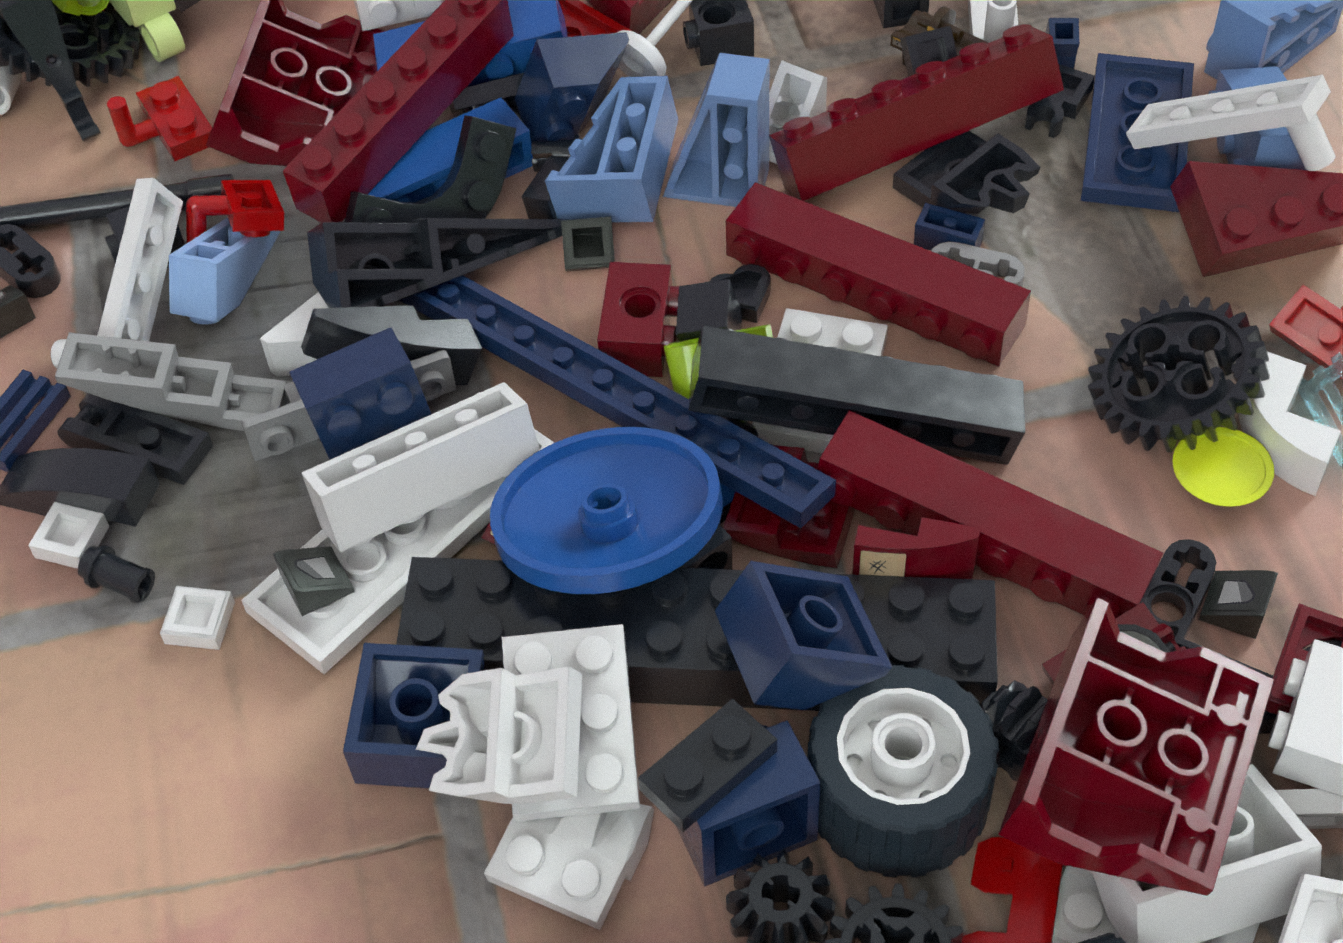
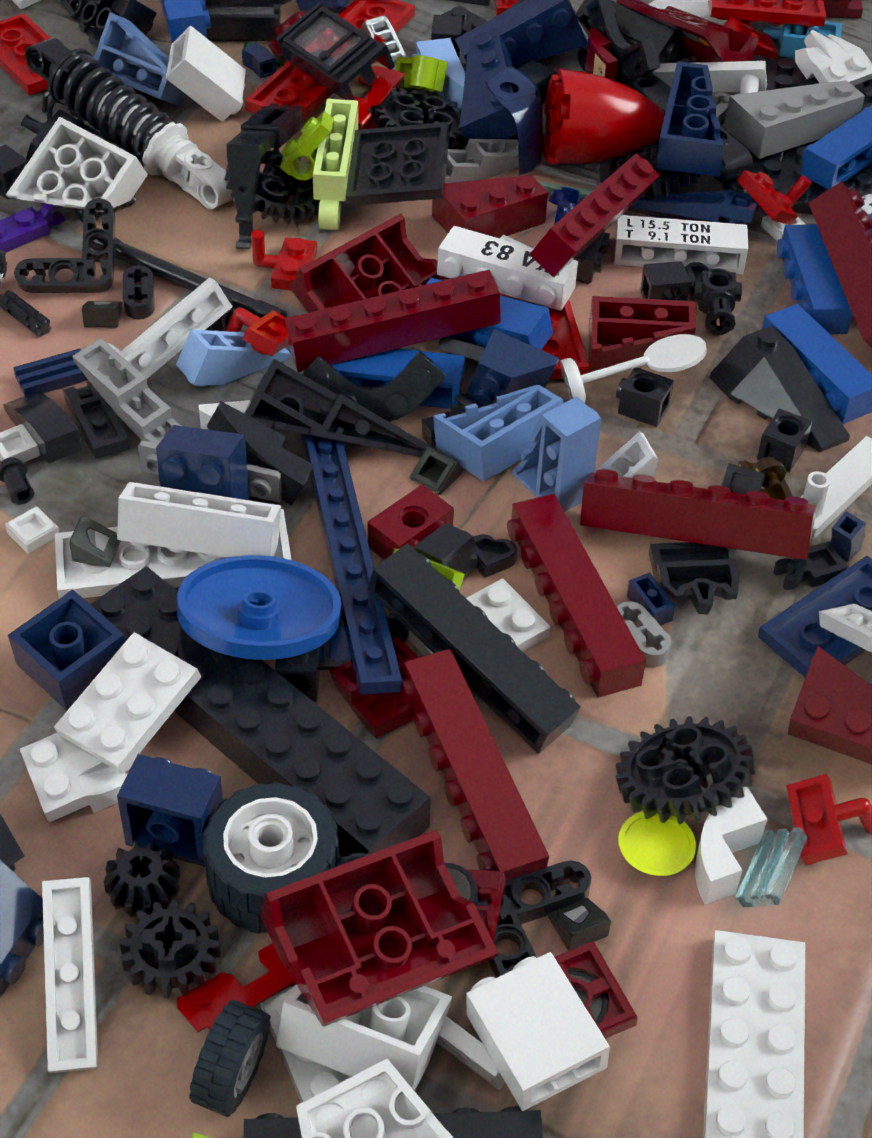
camera: 35 degrees right, 5 degrees down
(509, 736) = (79, 680): white plate -> none
(707, 765) = (152, 764): black plate -> none
(799, 635) = (275, 739): dark blue slope -> none
(936, 552) = (404, 752): dark red slope -> none

